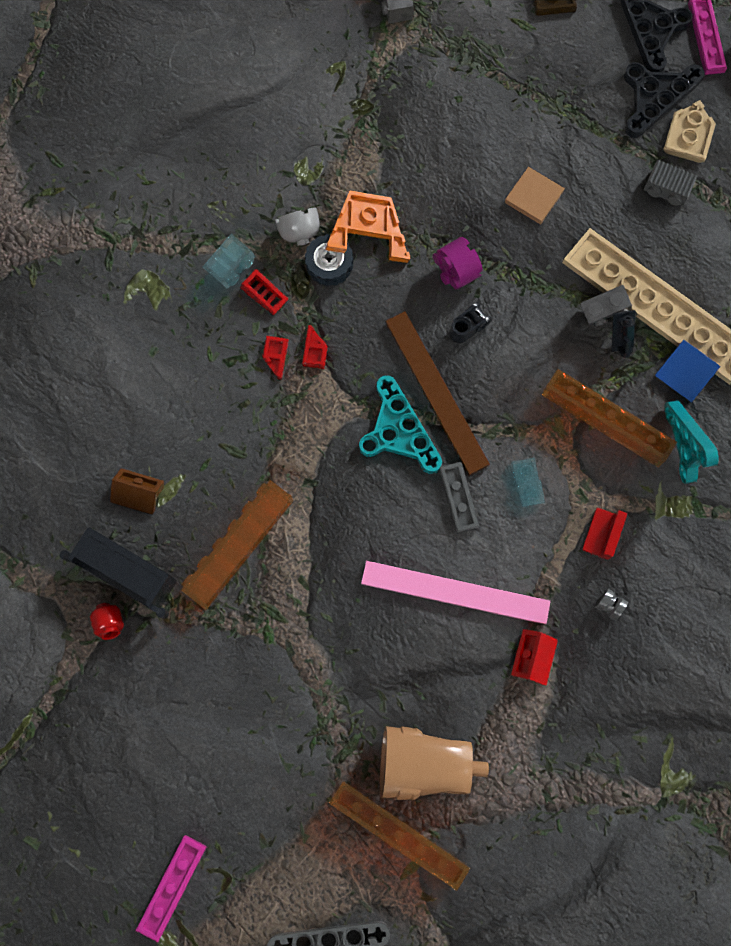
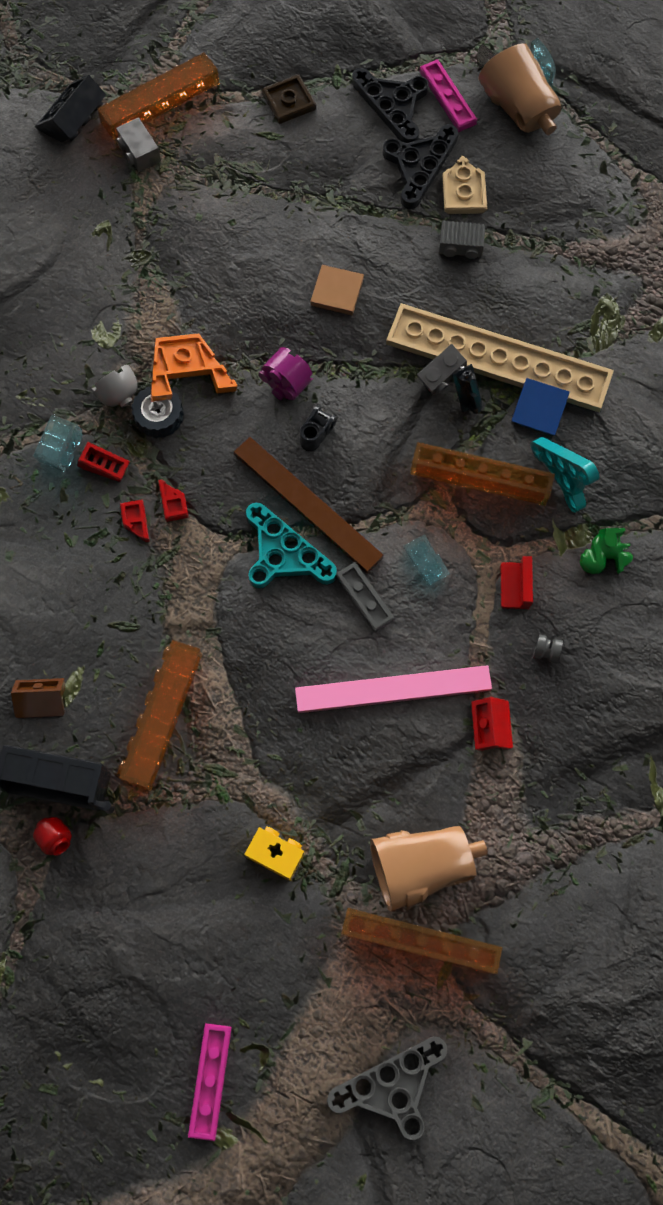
camera: 20 degrees left, 5 degrees down
(283, 701) = (282, 865): none -> yellow brick
(700, 525) = (606, 546): none -> green animal

